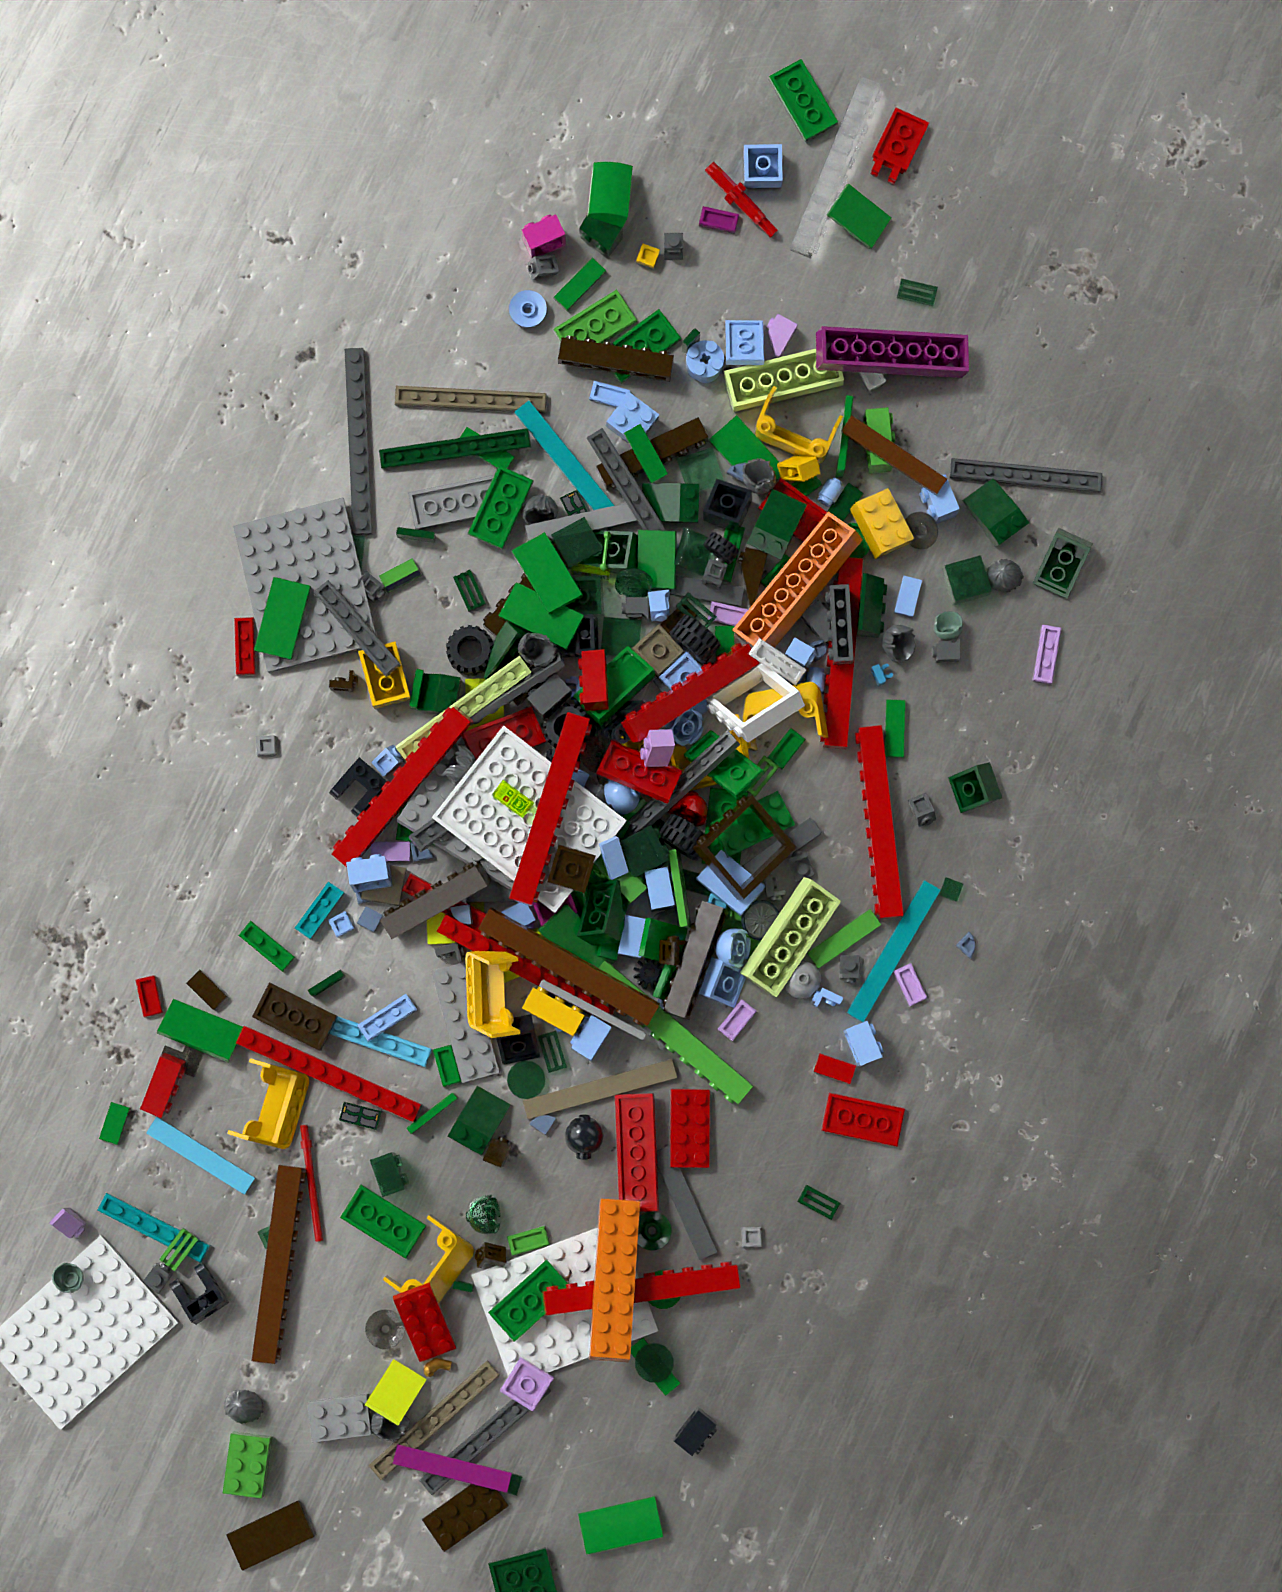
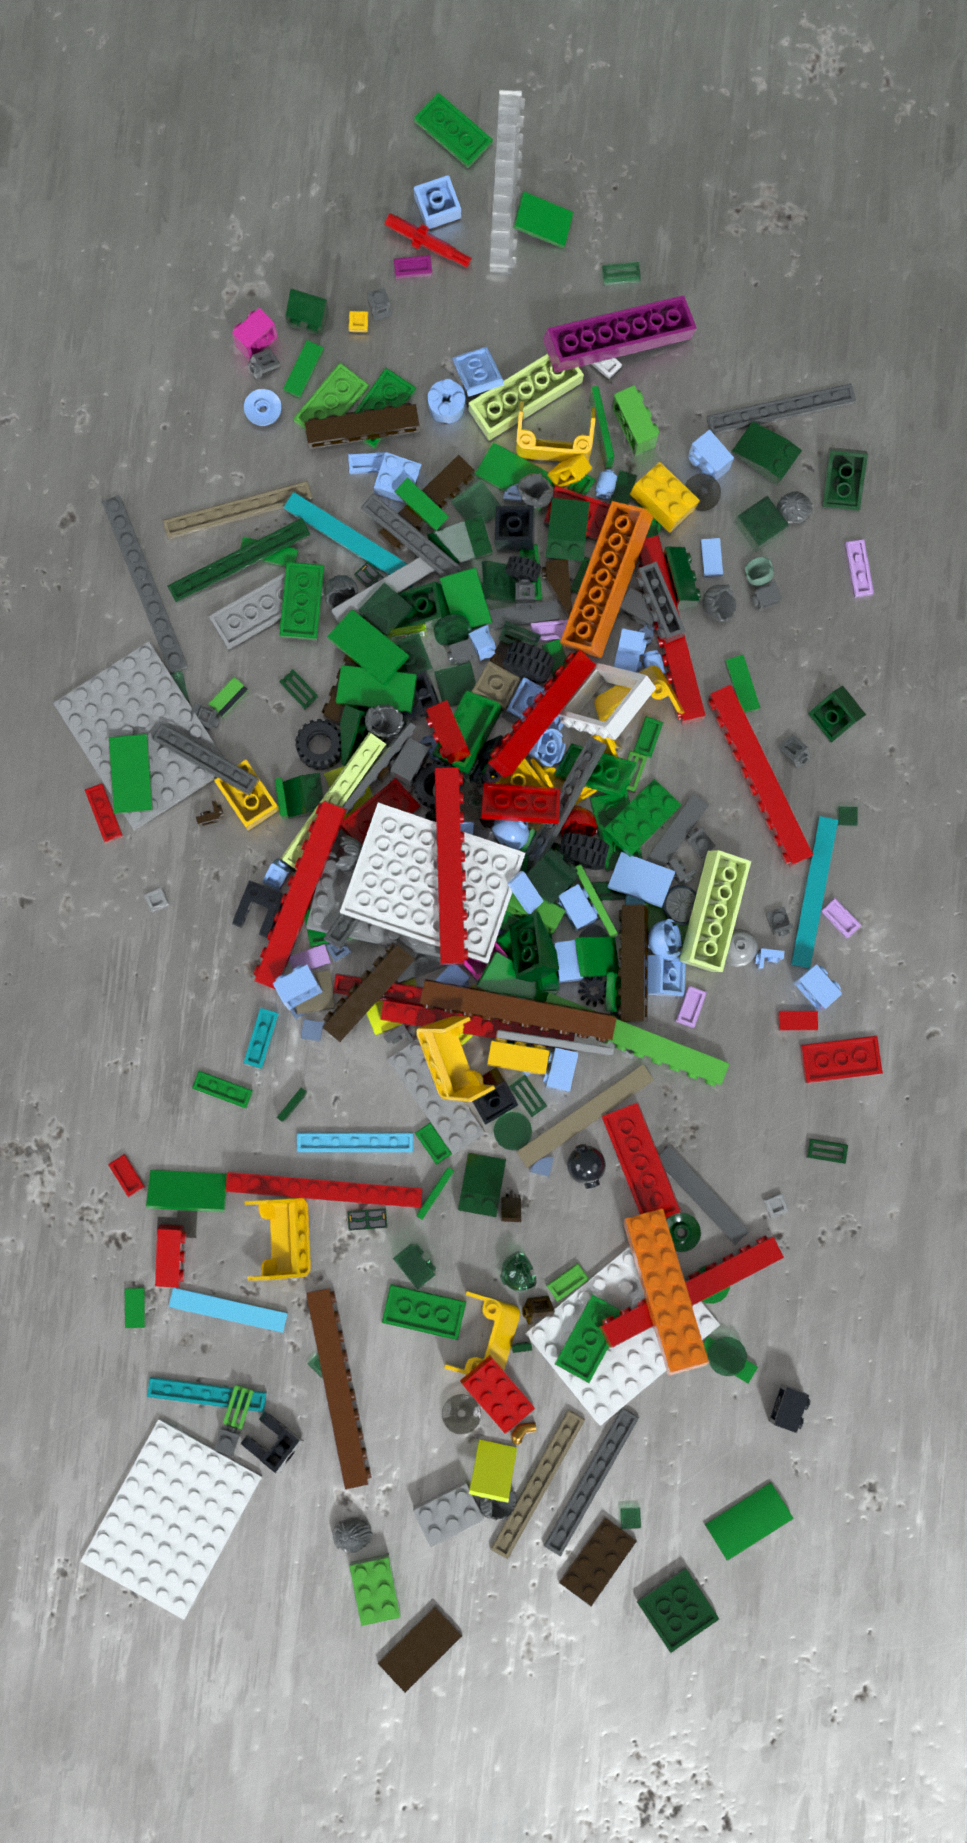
camera: 25 degrees left, 0 degrees up
(67, 1278) = (141, 1472): sand green hair -> none
(68, 1223) = (124, 1419): lavender slope -> none
(206, 990) = (179, 1150): dark brown tile -> none
(295, 1016) = (273, 1146): dark brown plate -> none
(306, 1145) = (325, 1265): red bar -> none
(341, 924) = (286, 1044): light blue tile -> none
(387, 1017) = (360, 1118): light blue tile -> none
(414, 534) = (230, 653): dark green tile -> none
(452, 1468) = (571, 1524): magenta tile -> none
(463, 913) = (399, 994): sand blue tile -> none
(512, 799) = (411, 868): clear neon green tile -> none
(526, 1384) = (614, 1419): lavender tile -> none
(571, 868) = (489, 915): dark brown plate -> none
(607, 535) = (418, 623): bright green hinge -> none
(610, 192) = (303, 271): green slope -> none
(657, 748) = (531, 774): lavender brick -> none
(670, 950) = (608, 962): dark brown bracket -> none
(689, 1128) = (682, 1123): red plate -> none
(692, 338) = (427, 383): dark green tile -> none
(764, 870) = (683, 827): dark brown window -> none
(777, 661) = (613, 656): white plate -> none
(780, 334) = (507, 353): lavender slope -> none
(844, 938) = (764, 896): bright green tile -> none
(879, 675) = (711, 639): dark azure tile -> none
(894, 455) = (656, 427): reddish brown tile -> none
(898, 143) = (556, 142): red tile -> none
(967, 945) = (880, 863): sand blue tile -> none

